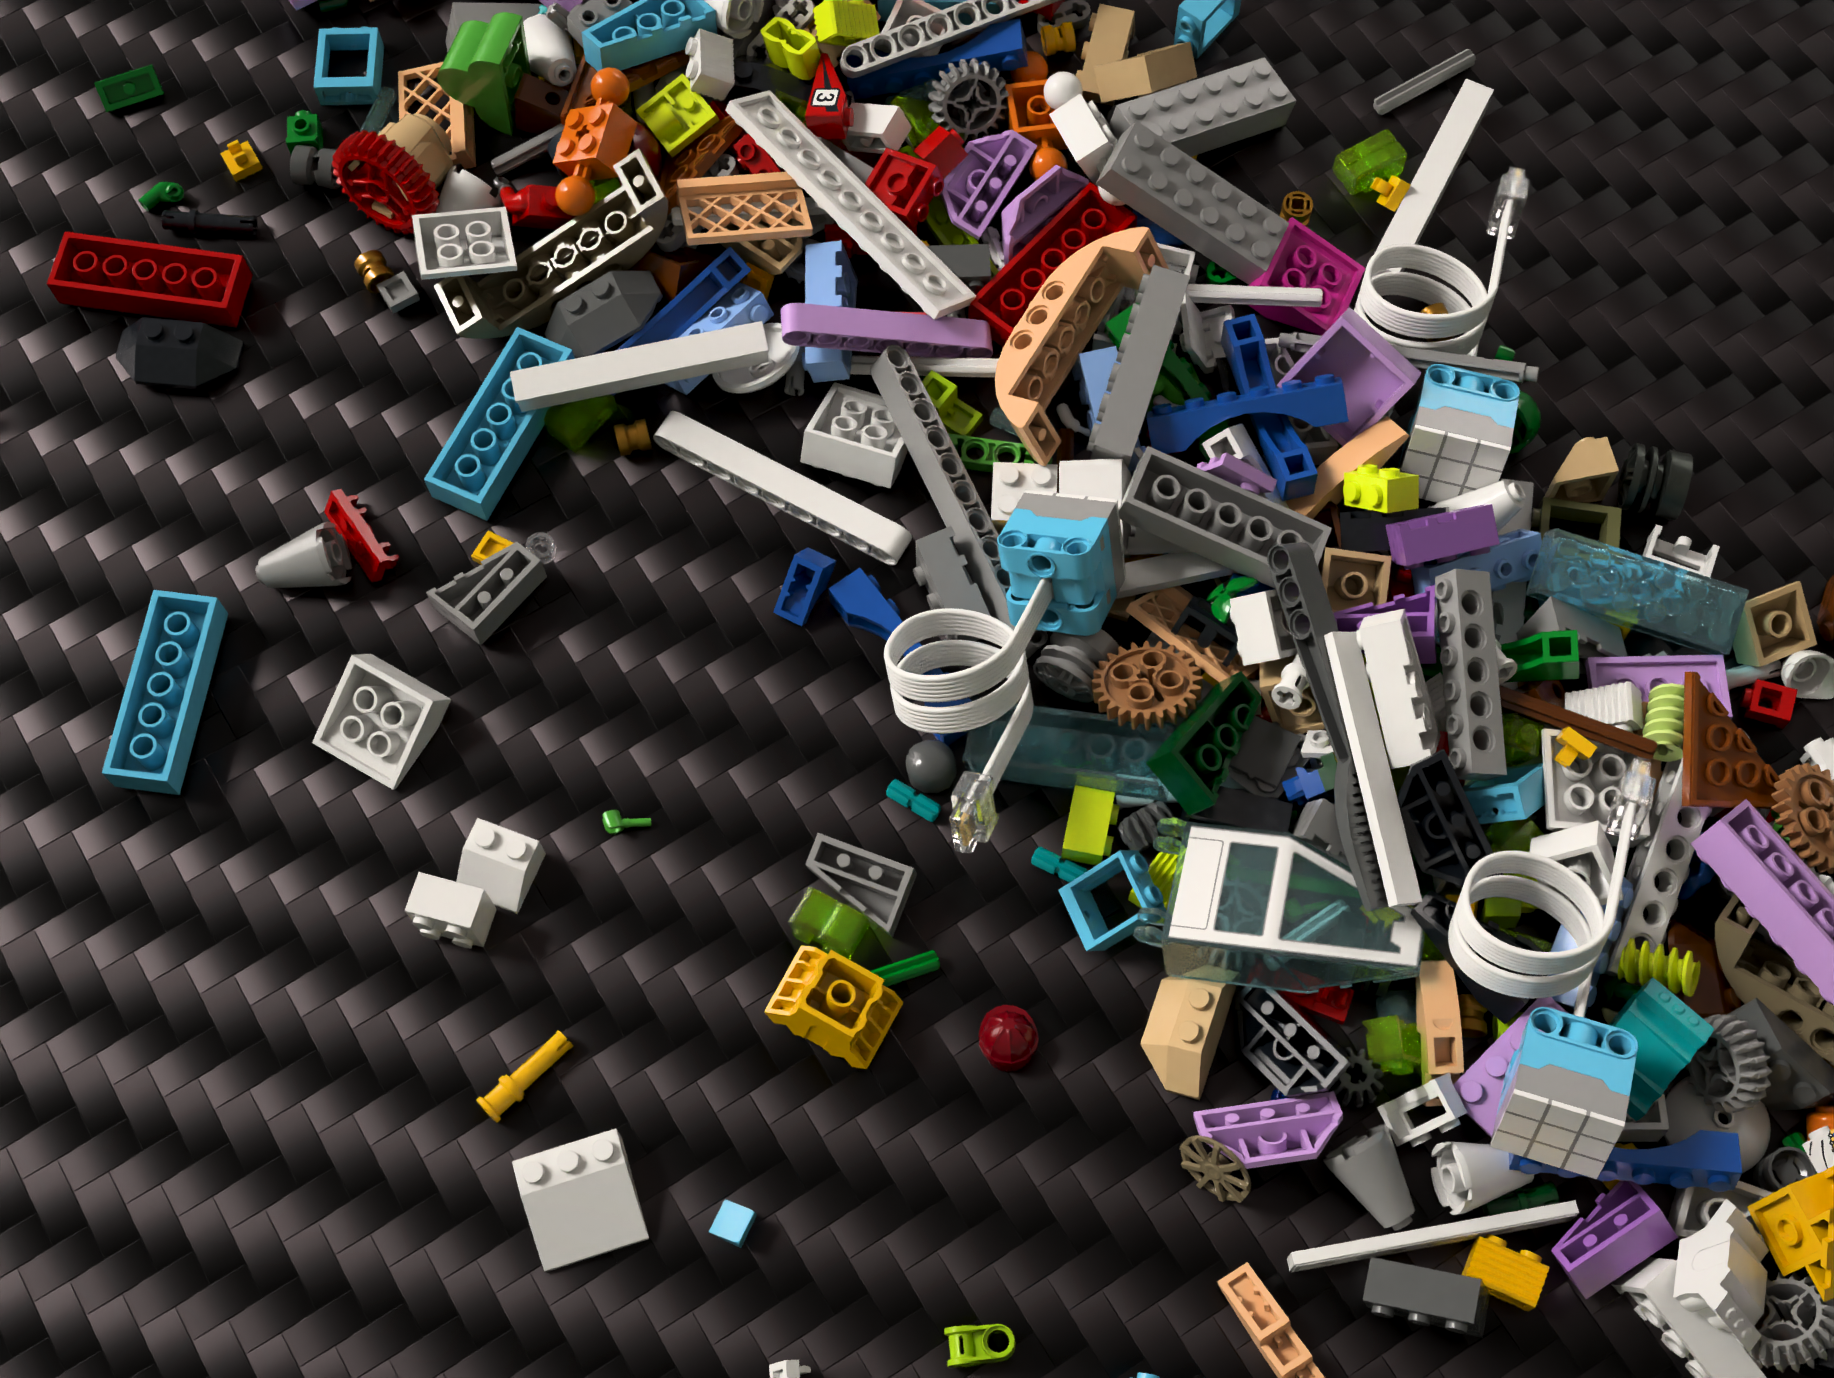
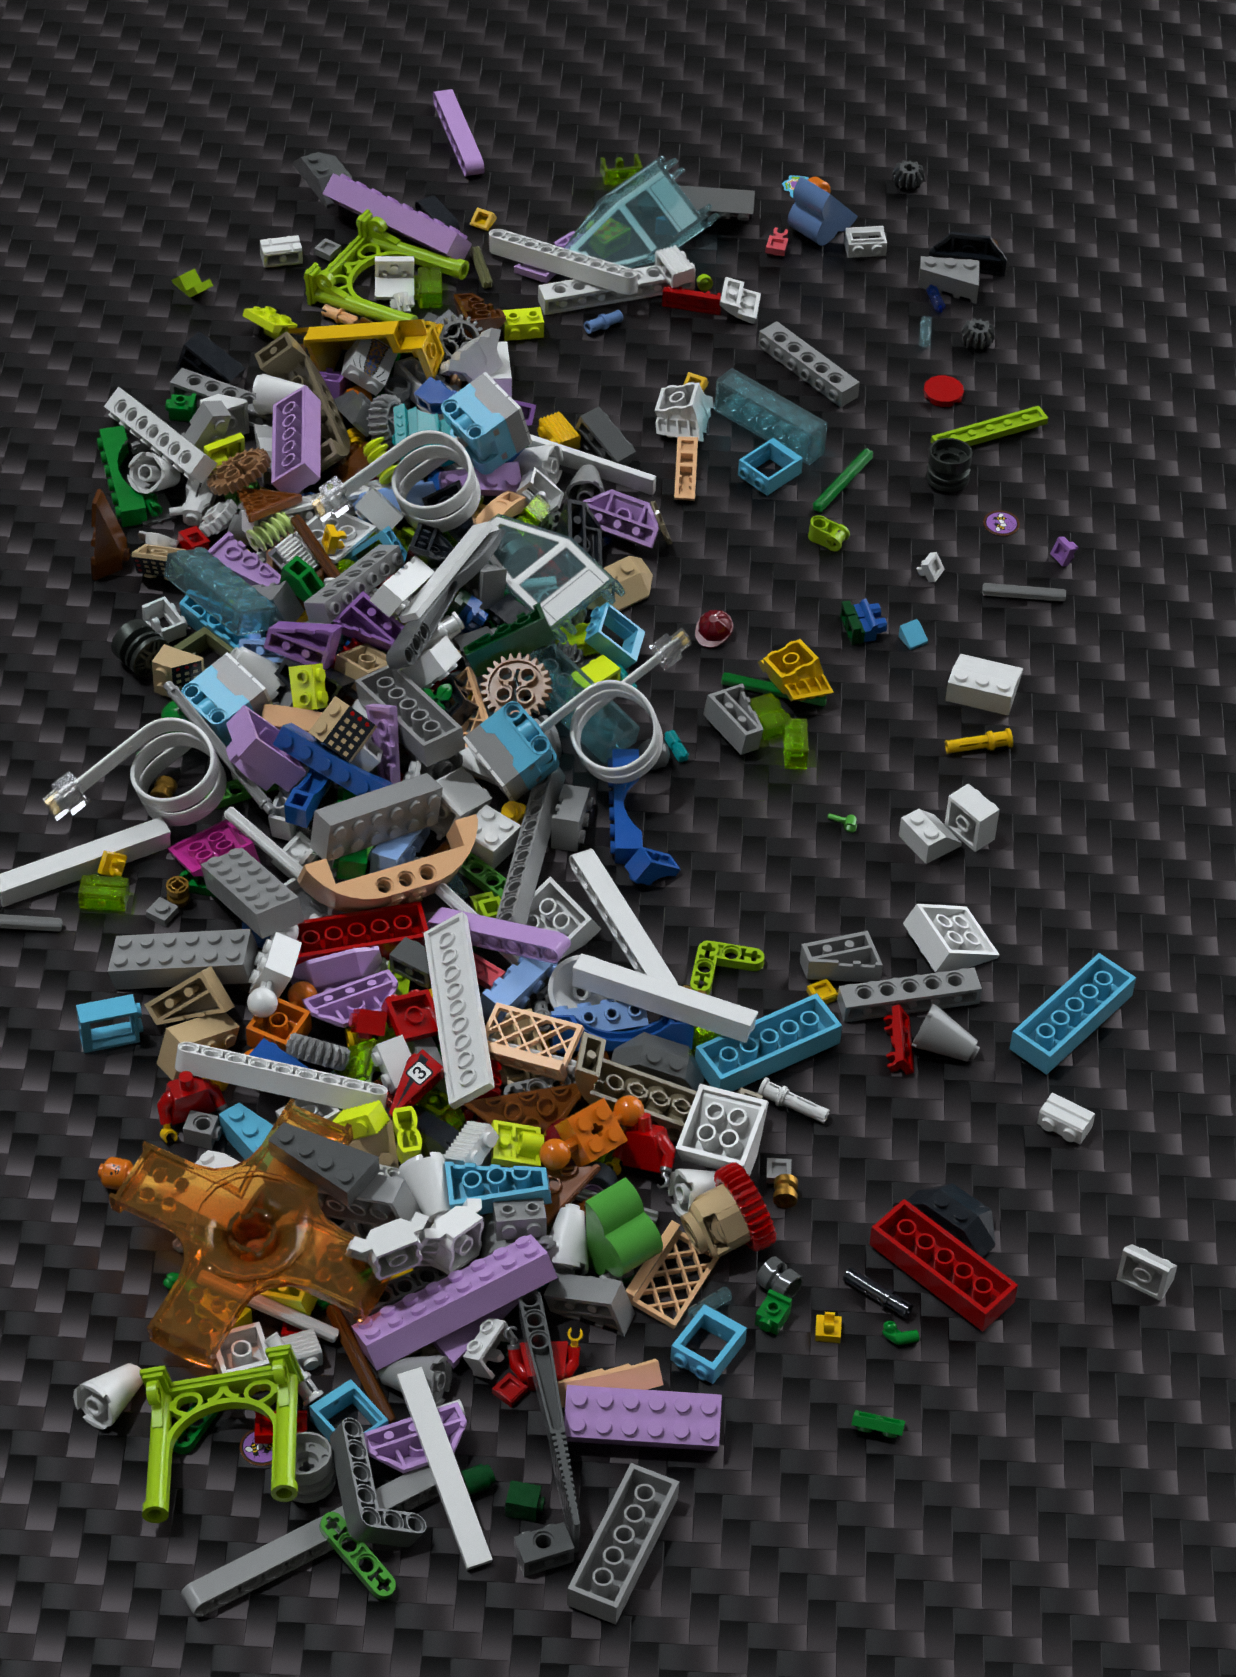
camera: 150 degrees left, 20 degrees down
(108, 549) = (1065, 1118): none -> white brick
(366, 605) = (912, 993): none -> light grey brick
(448, 381) = (783, 1096): none -> white pin
(545, 540) = (792, 971): clear bush -> none
(644, 519) = (718, 958): none -> lime beam
(754, 258) = (538, 1009): none -> light grey pin
(761, 895) = (795, 744): none -> clear neon green window
(821, 1191) = (861, 622): none -> hips
(1271, 427) = (342, 729): none -> slope
(1291, 182) = (162, 911): none -> light grey plate
(1776, 745) = (218, 517): none -> white gear

